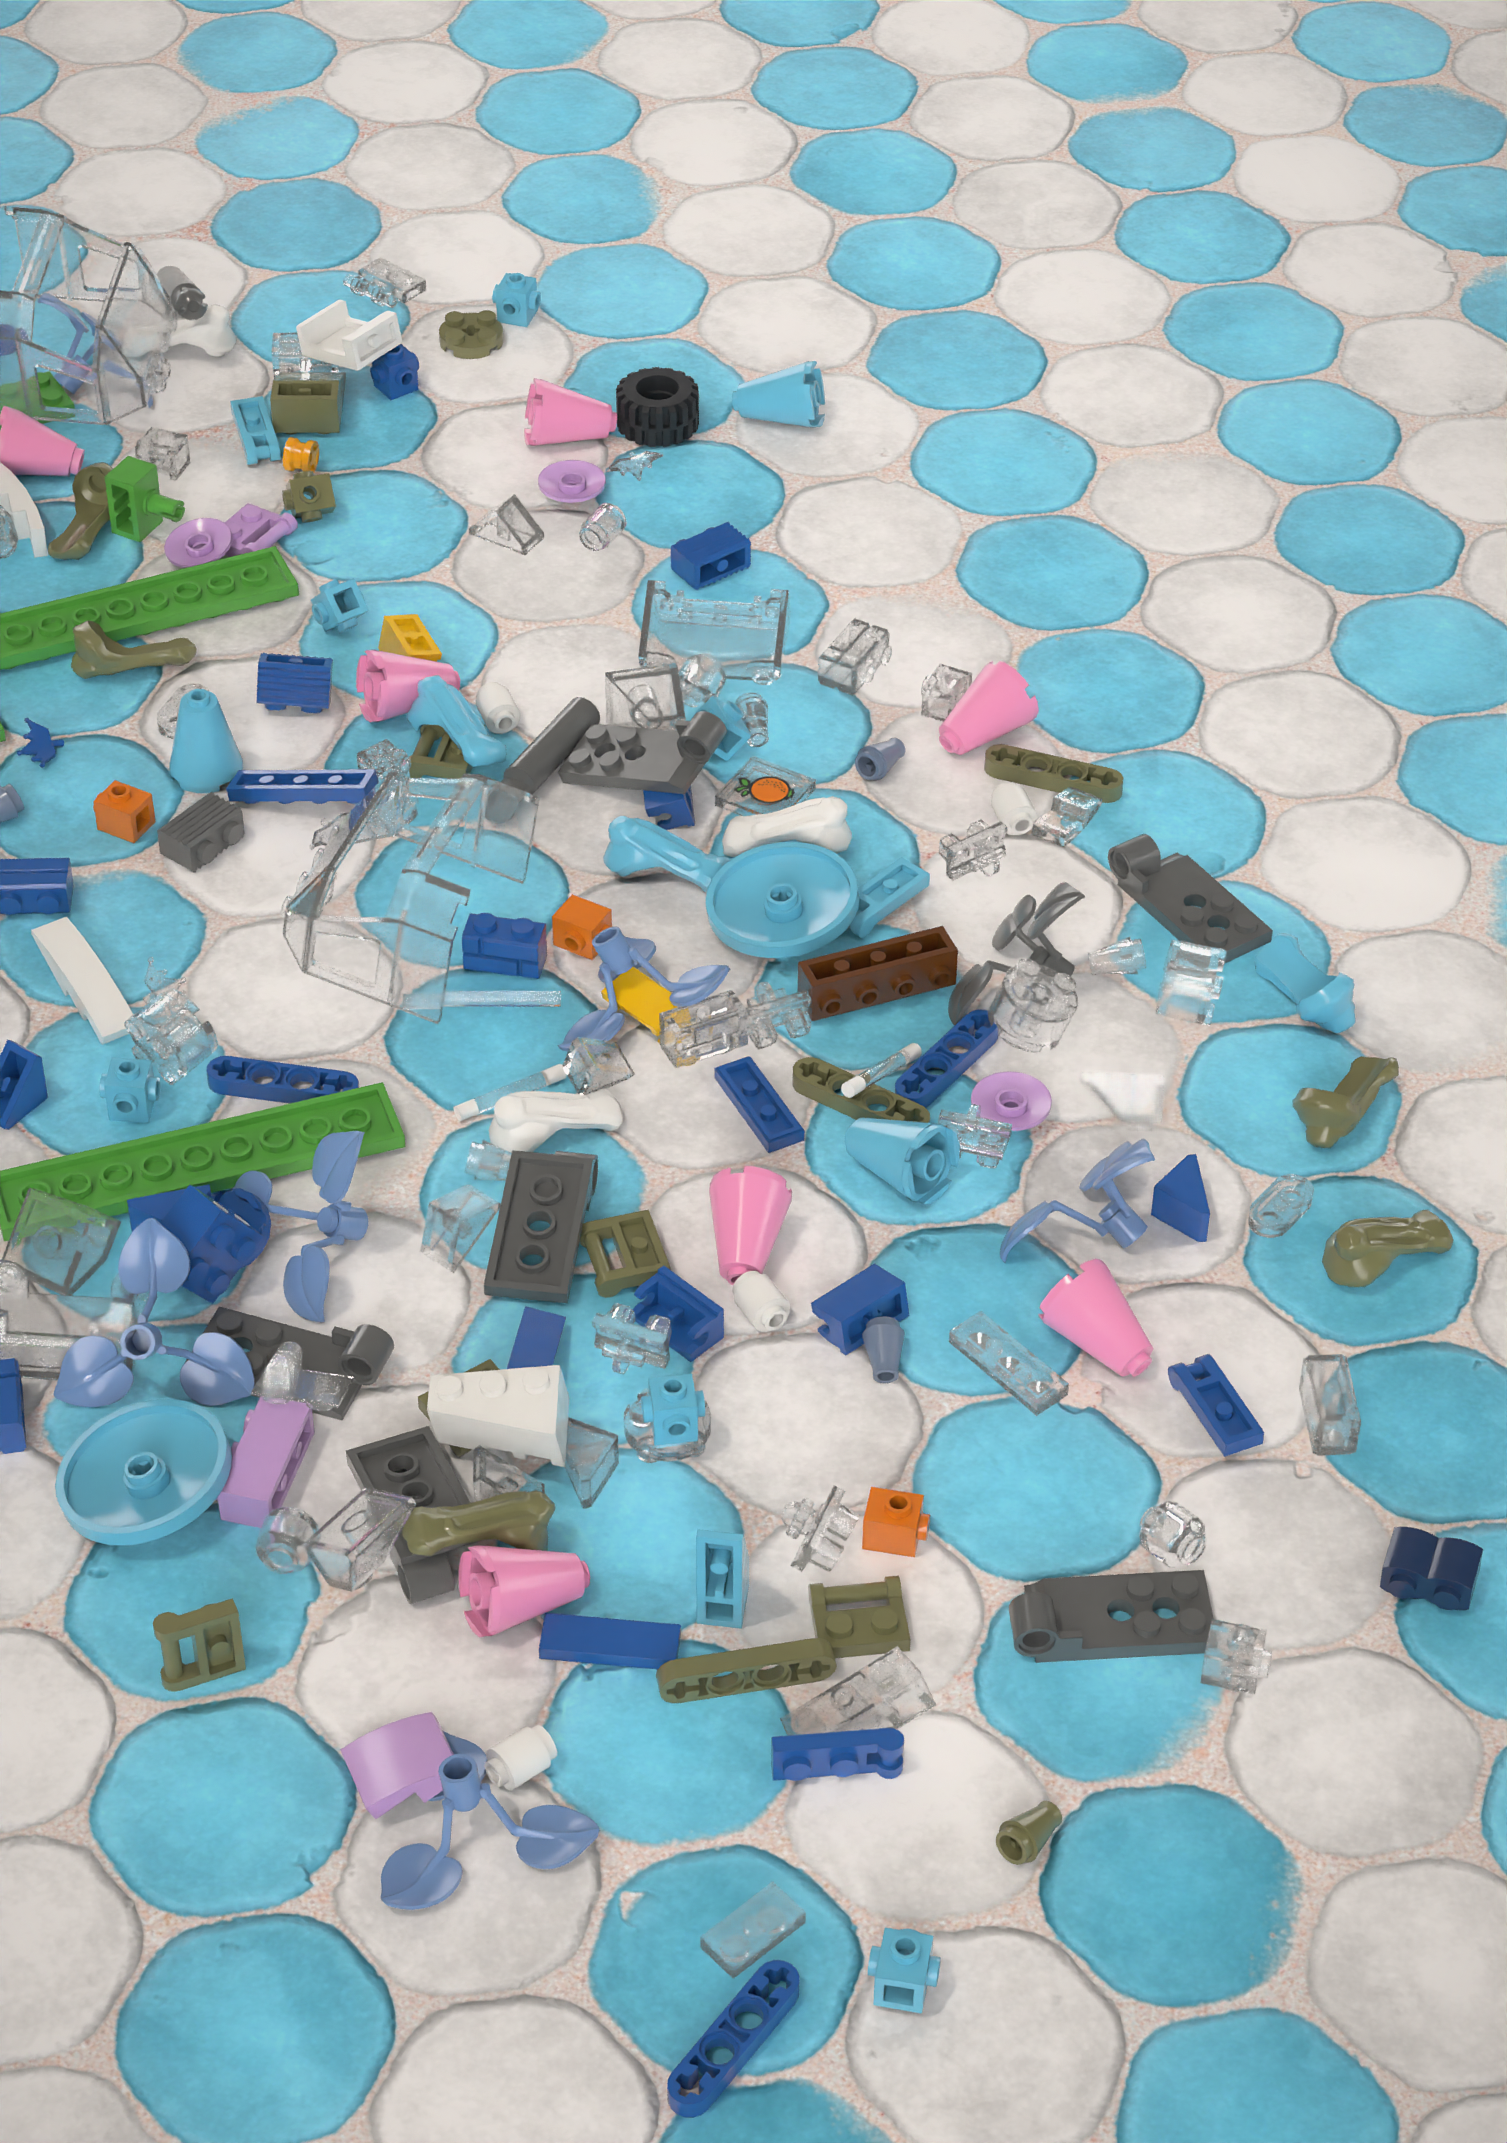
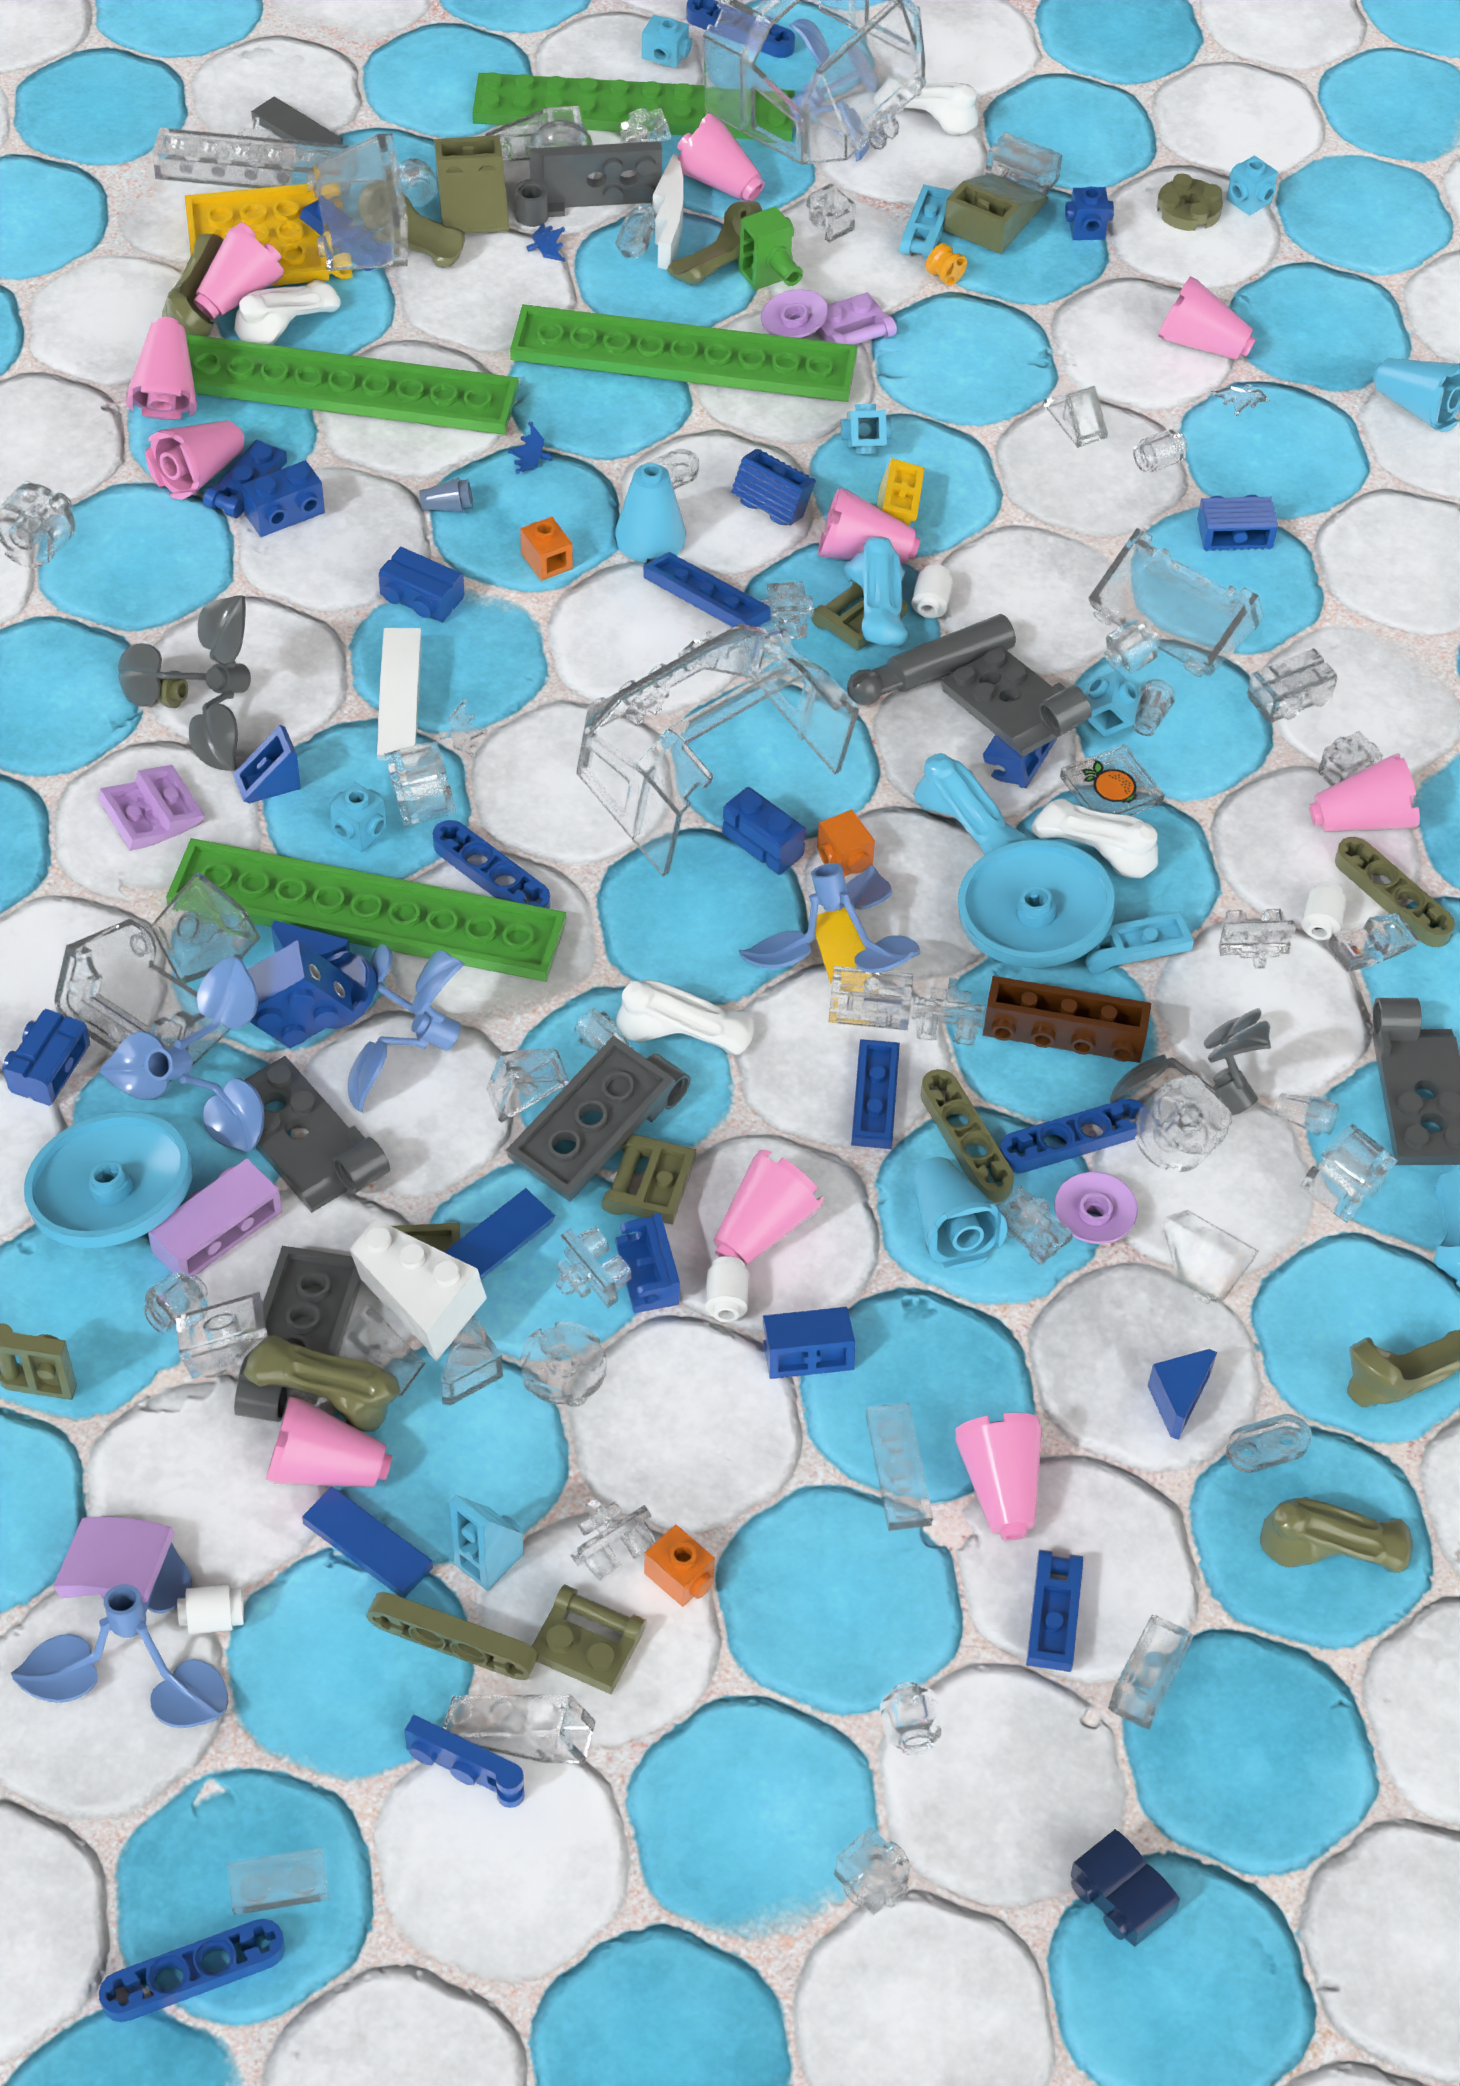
camera: 30 degrees right, 10 degrees up
(103, 656) = (638, 389): olive hair -> none
(184, 294) = (948, 60): dark grey piece -> none
(201, 832) = (594, 598): dark grey brick -> none
(286, 1381) = (282, 1165): clear hinge -> none
(317, 487) = (932, 311): olive brick -> none
(347, 341) = (1056, 165): white panel -> none
(385, 283) = (1150, 119): clear plate -> none
(502, 999) = (728, 878): clear bar -> none
(530, 1083) = (671, 973): clear bar -> none
(571, 481) = (1166, 392): lavender dish -> none
(595, 1065) = (758, 986): clear slope -> none
(644, 697) = (1058, 646): clear slope -> none
(657, 407) = (1298, 349): black tyre -> none
(673, 1409) = (560, 1356): medium azure brick -> none
(877, 759) = (1236, 800): sand blue cone -> none
(881, 1070) = (1001, 1117): bar -> none
(884, 1345) = (800, 1391): sand blue cone -> none
(903, 1969) = (364, 1996): medium azure brick -> none
(1026, 1834) = (572, 1930): olive cone -> none
(1072, 1620) = (770, 1742): dark grey hinge -> none
(1117, 1215) = (1101, 1374): medium blue plant -> none

